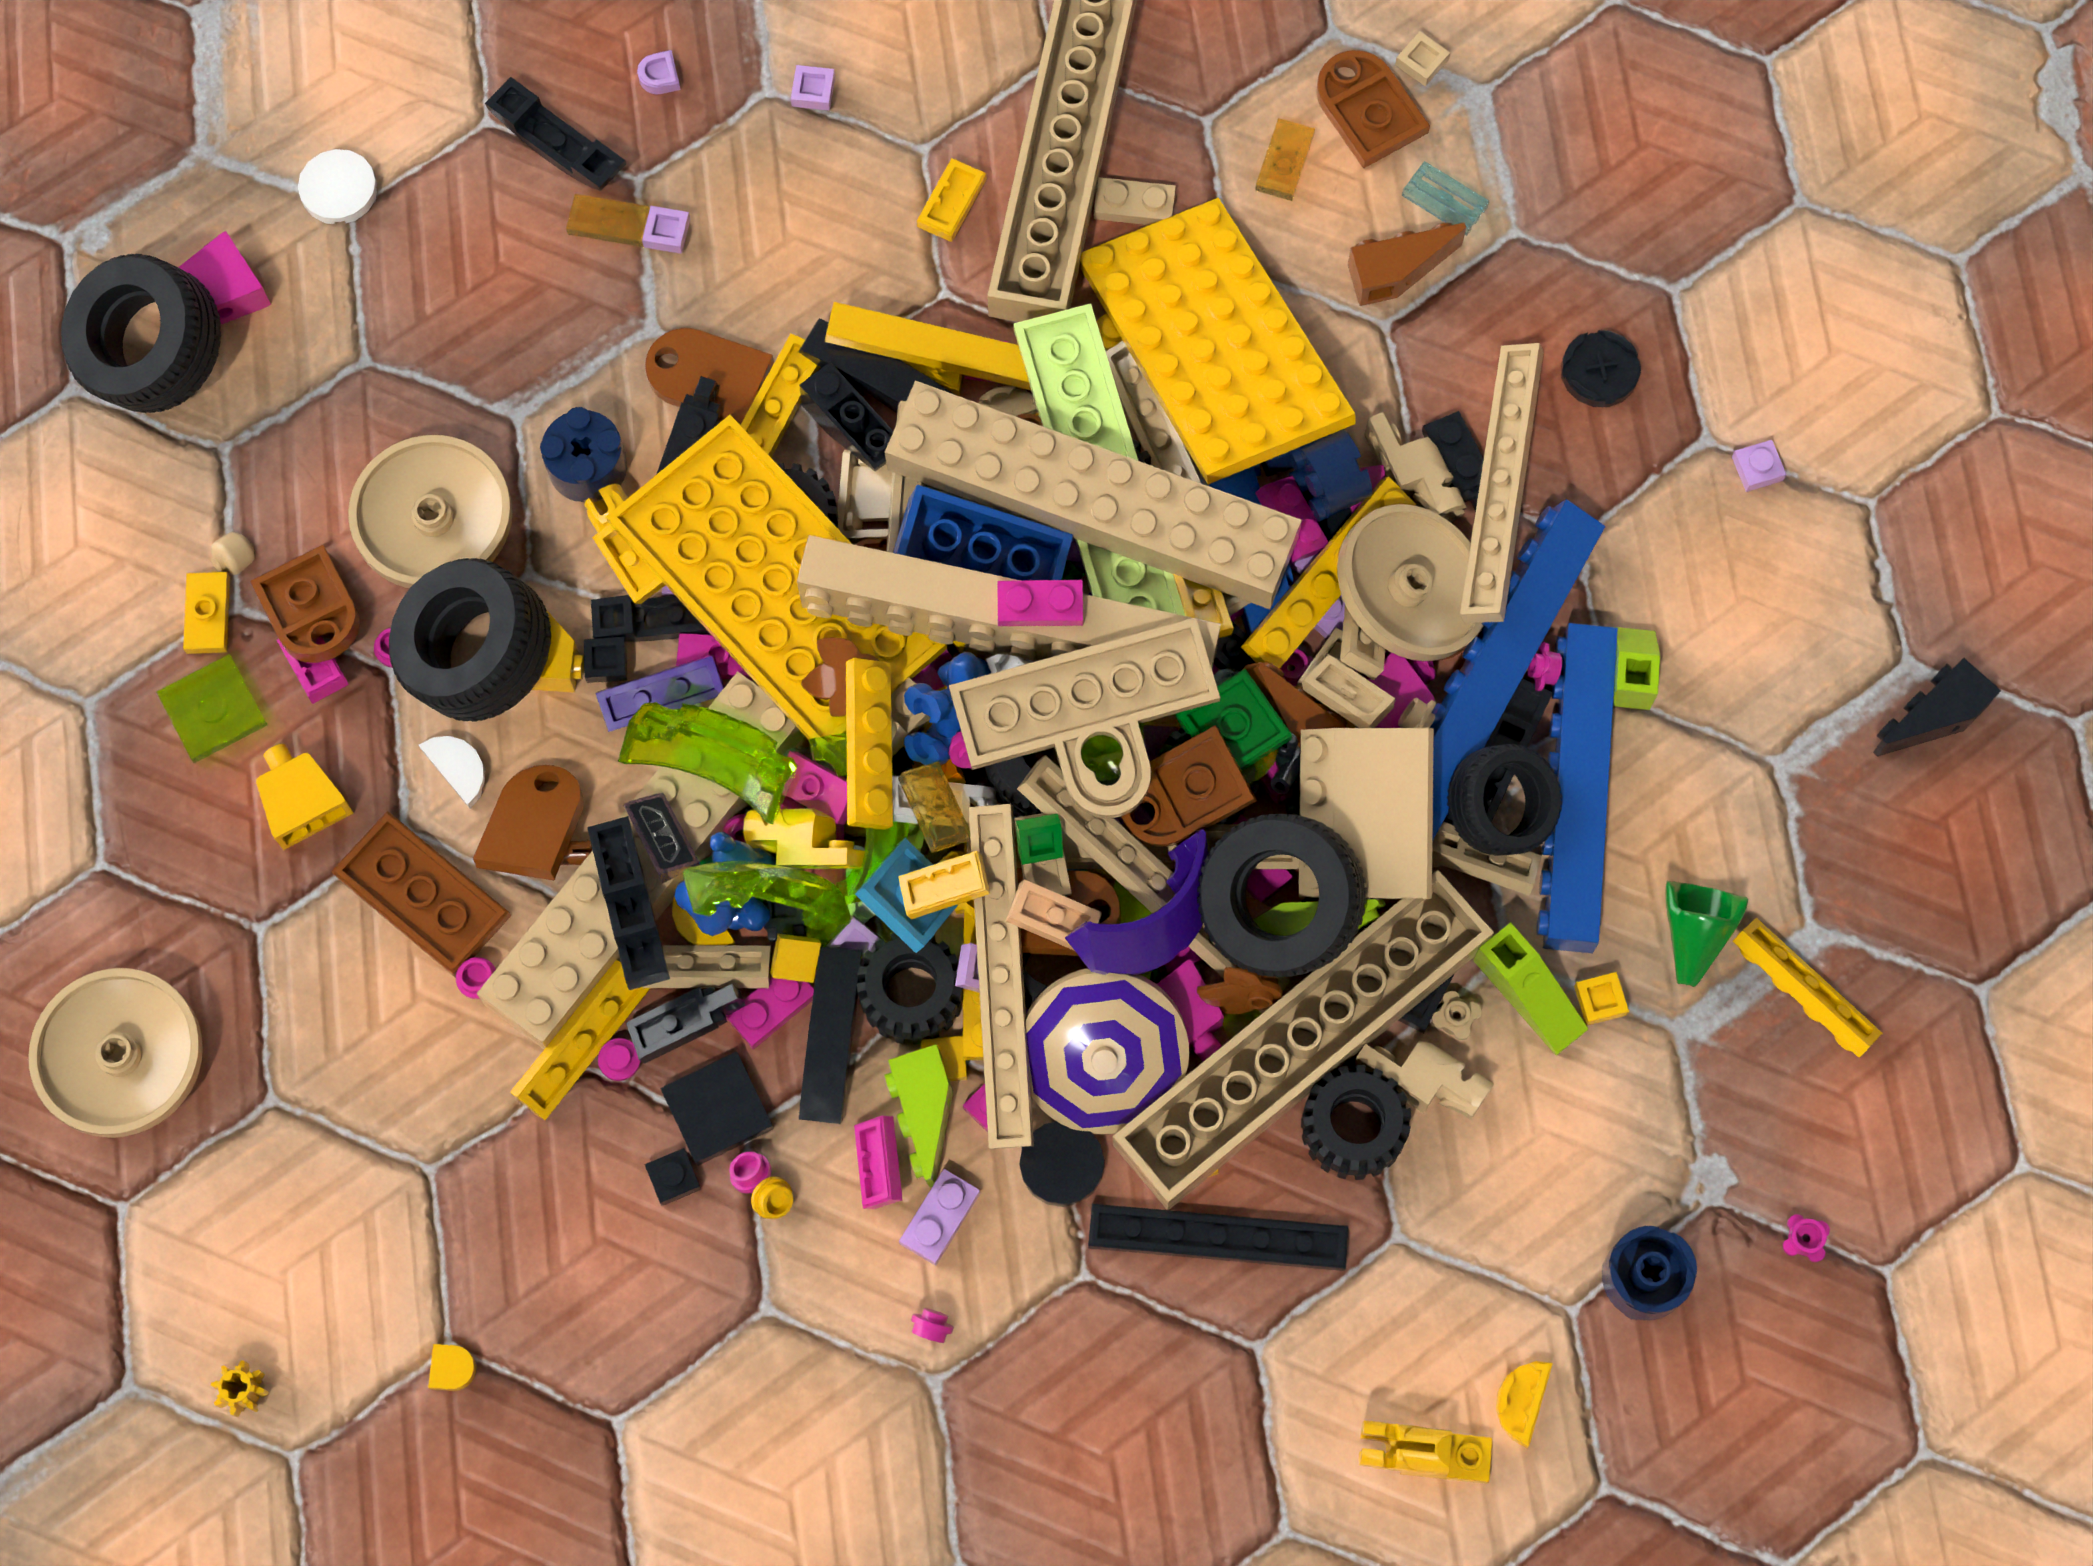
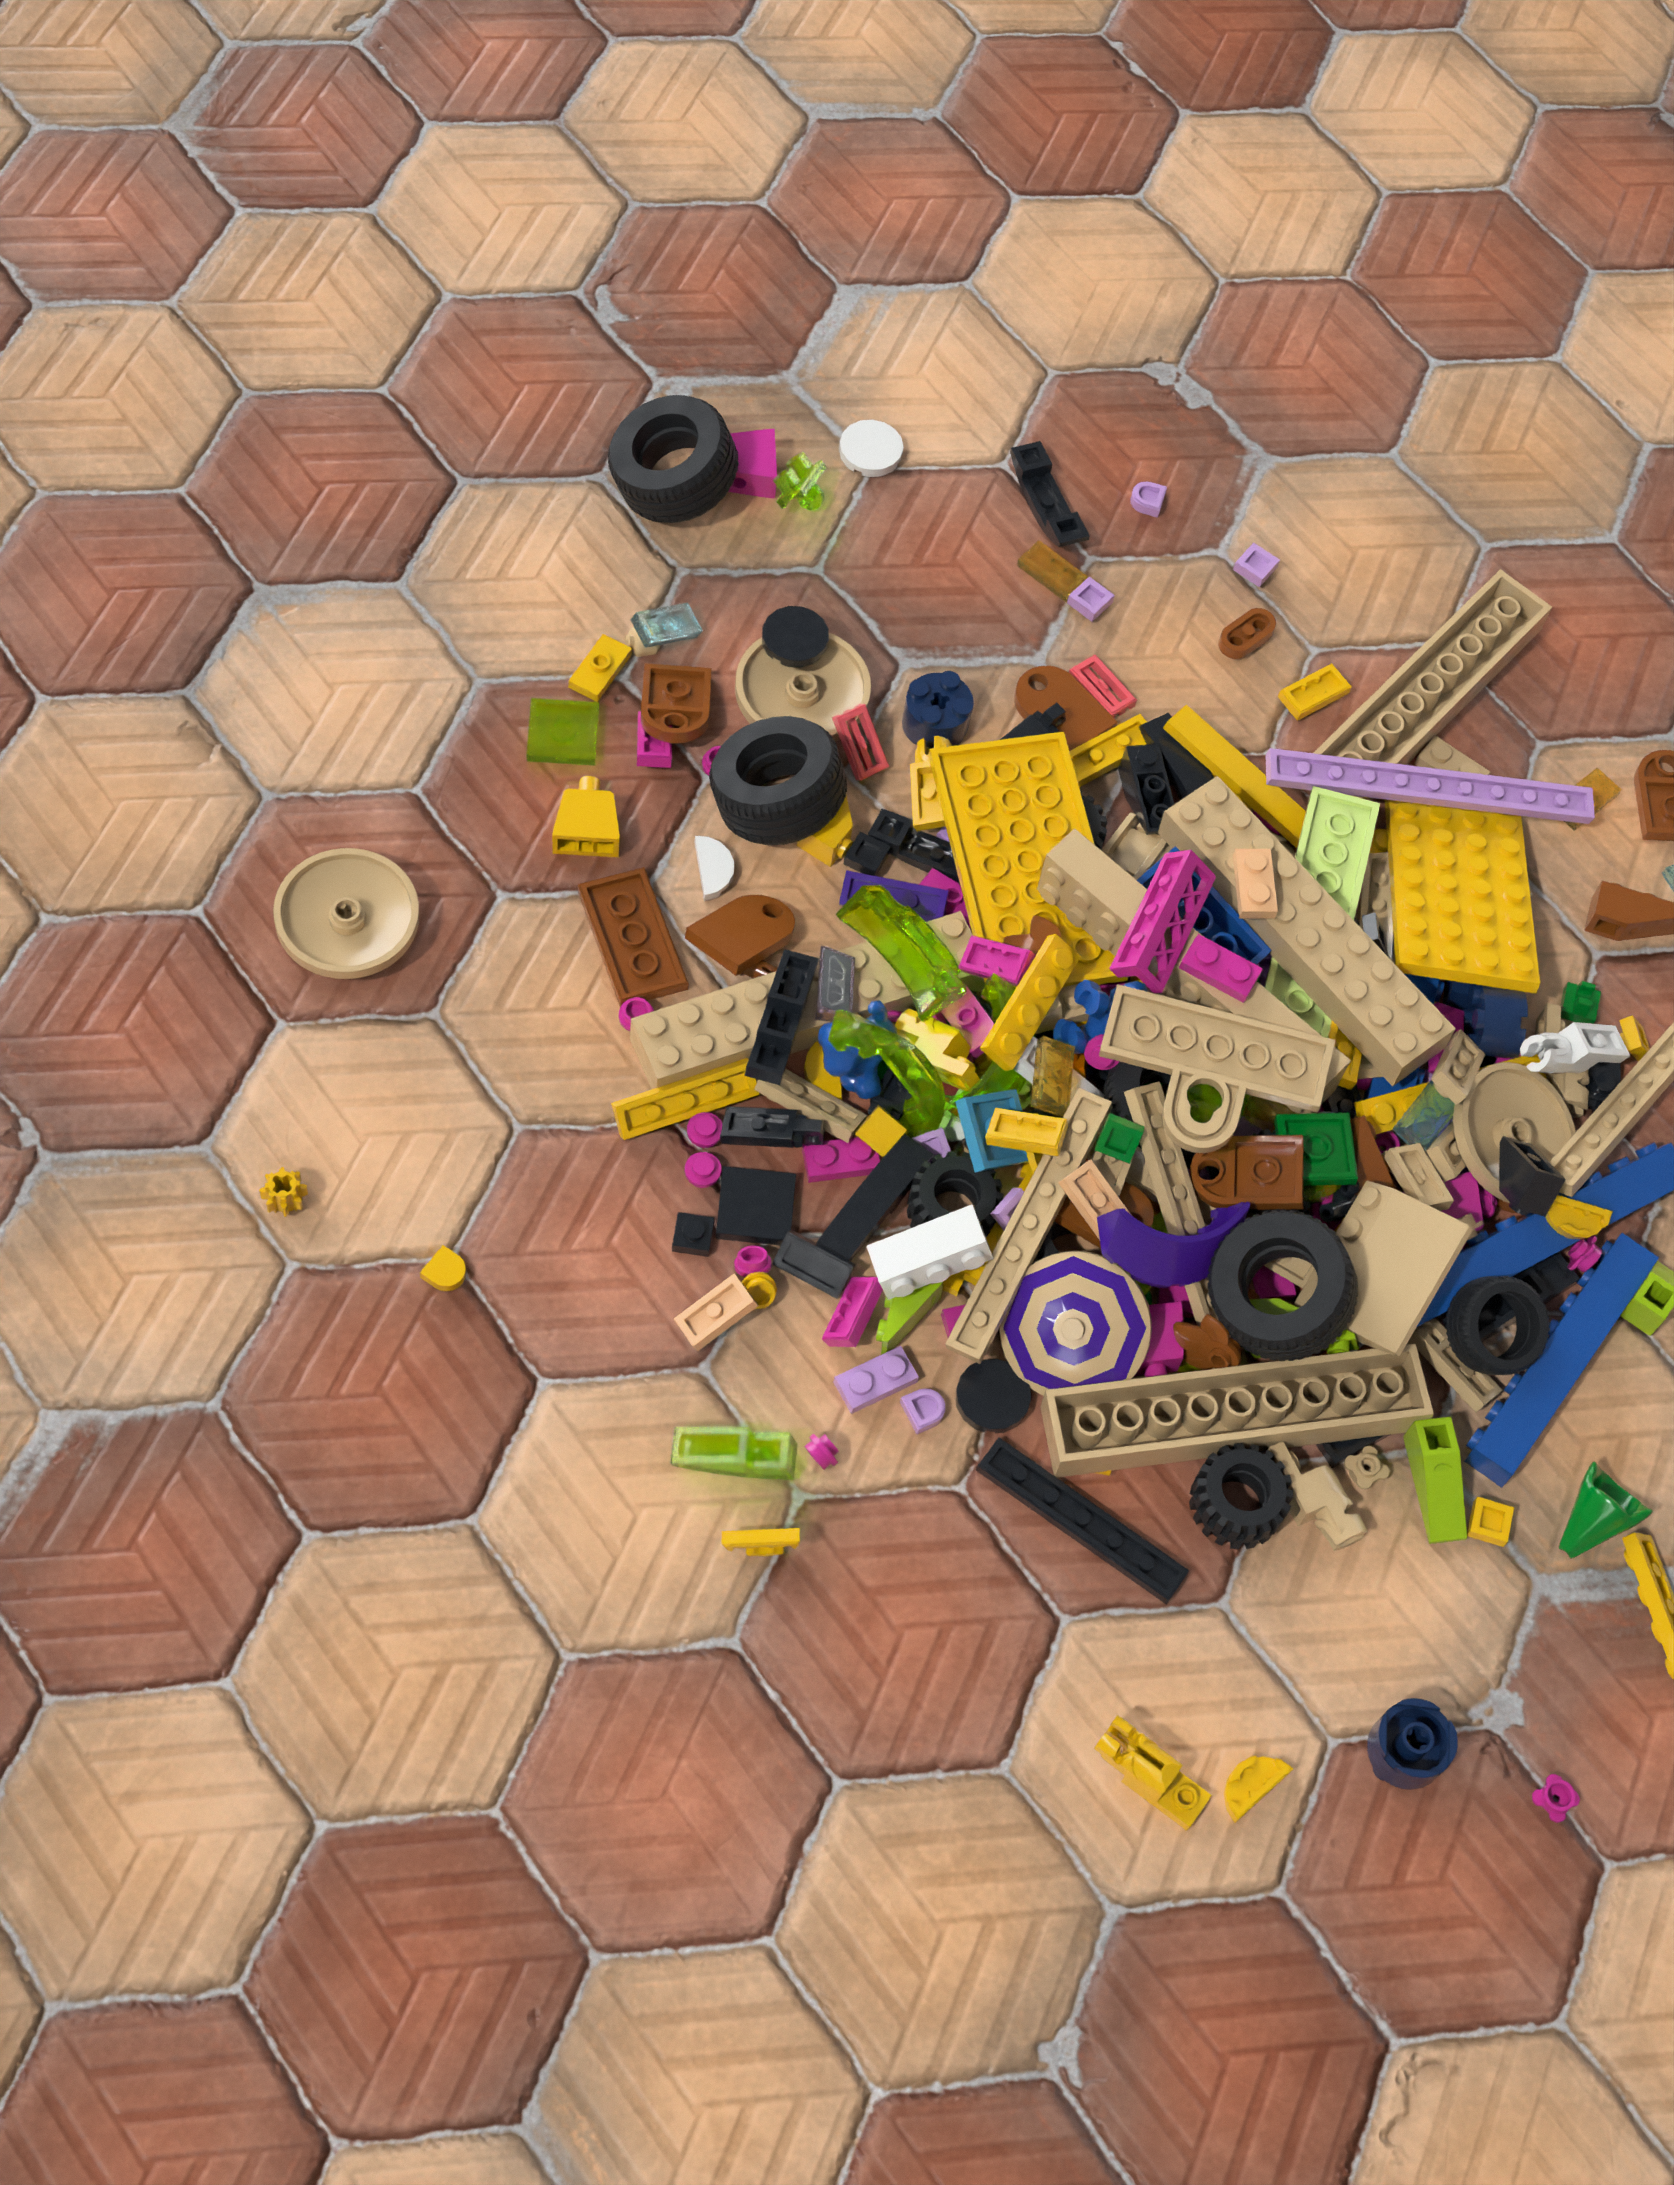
camera: 20 degrees right, 10 degrees down
(247, 526) = (666, 625): none -> clear light blue plate
(293, 278) = (799, 482): none -> clear neon green hips
(390, 463) = (795, 636): none -> black tile
(500, 522) = (840, 723): none -> coral tile
(642, 1103) = (702, 1169): none -> dark pink plate
(745, 1248) = (715, 1312): none -> light nougat plate
(764, 336) = (1099, 689): none -> coral tile
(808, 715) = (987, 957): none -> dark pink plate
(810, 1136) = (813, 1264): none -> black tile
(847, 176) = (1244, 635): none -> dark orange plate
(848, 1379) = (735, 1452): none -> clear neon green slope
(921, 1066) = (930, 1252): none -> white brick
(927, 1456) = (761, 1542): none -> yellow tile
(947, 582) = (1161, 911): none -> dark pink fence
(1003, 1218) = (923, 1408): none -> lavender tile
(1020, 482) = (1255, 884): none -> light nougat plate
(1126, 250) = (1430, 786): none -> lavender plate
(1163, 453) = (1374, 930): none -> plate
(1319, 617) = (1425, 1117): none -> clear light blue plate
(1323, 552) = (1457, 1067): none -> tan plate
(1398, 391) = (1580, 1002): none -> green tile
(1424, 457) = (1575, 1048): none -> white plate
(1451, 627) = (1527, 1178): none -> black slope
(1470, 400) = (1634, 1037): none -> yellow plate
(1516, 640) = (1576, 1219): none -> yellow tile

